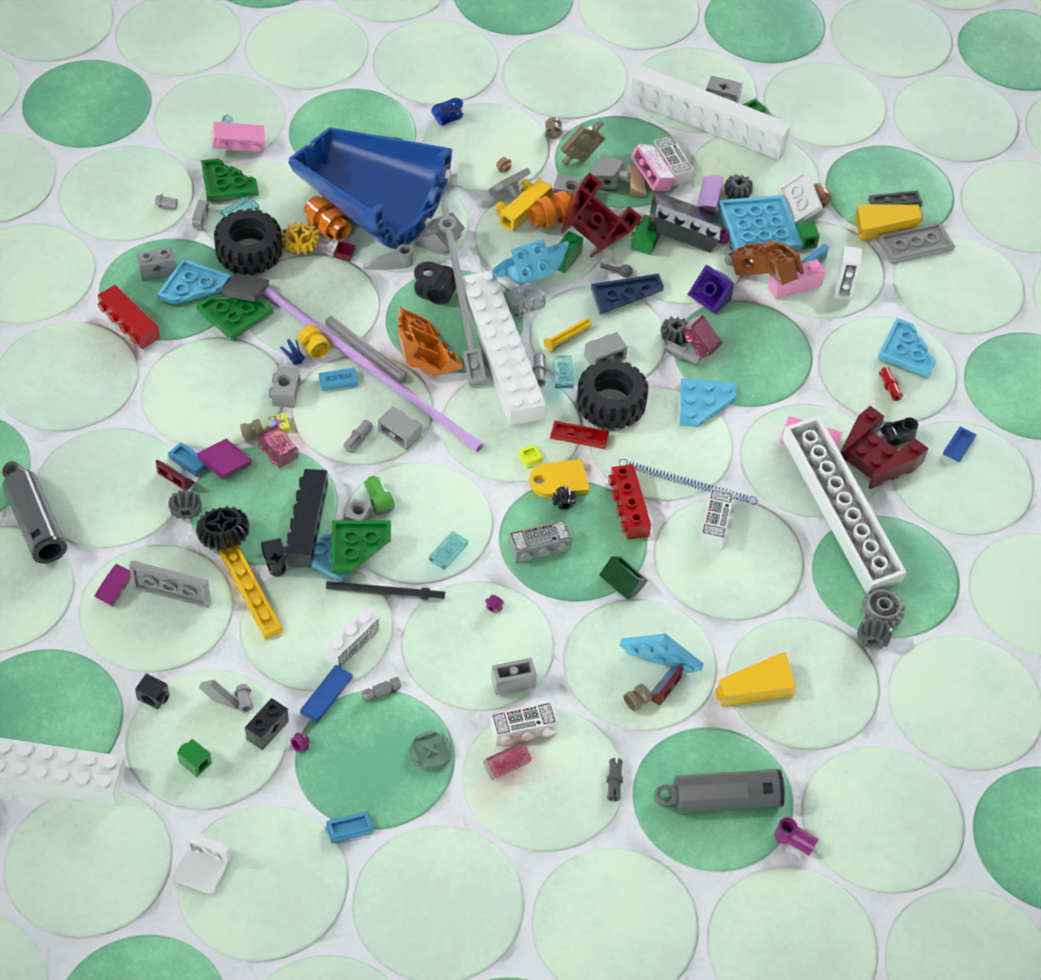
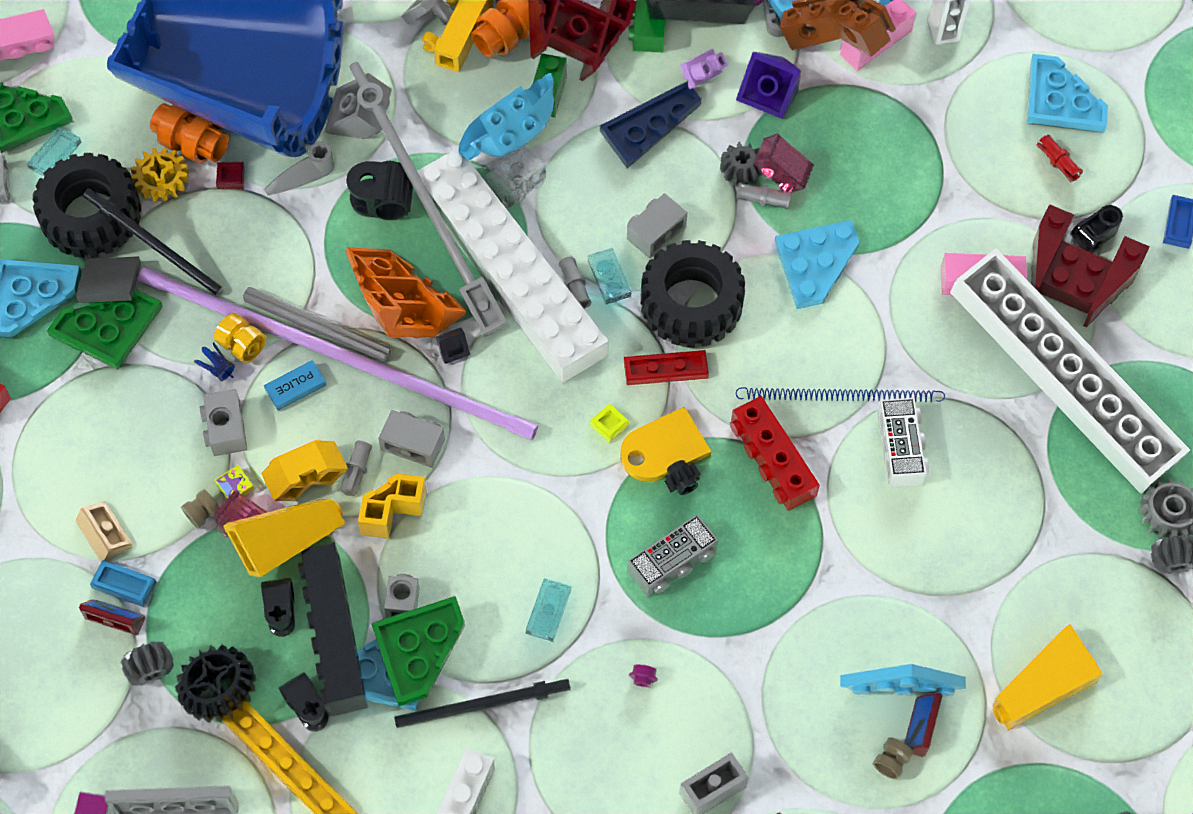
camera: 15 degrees left, 10 degrees up
(187, 427) = (102, 531): none -> tan slope
(224, 458) = (176, 567): magenta tile -> none
(259, 243) = (109, 209): none -> black bar
(279, 498) = (279, 602): none -> black piece
(292, 454) = (279, 535): none -> yellow slope
(322, 423) = (300, 468): none -> yellow brick
(377, 456) = (399, 495): none -> yellow brick
(379, 497) = (423, 560): bright green piece -> none
(446, 383) = (453, 345): none -> black tile
(566, 334) = (593, 214): yellow axle -> none
(623, 577) = (806, 575): dark green brick -> none
(624, 270) = (636, 88): dark grey bar -> none
(671, 268) = (703, 67): none -> lavender hips

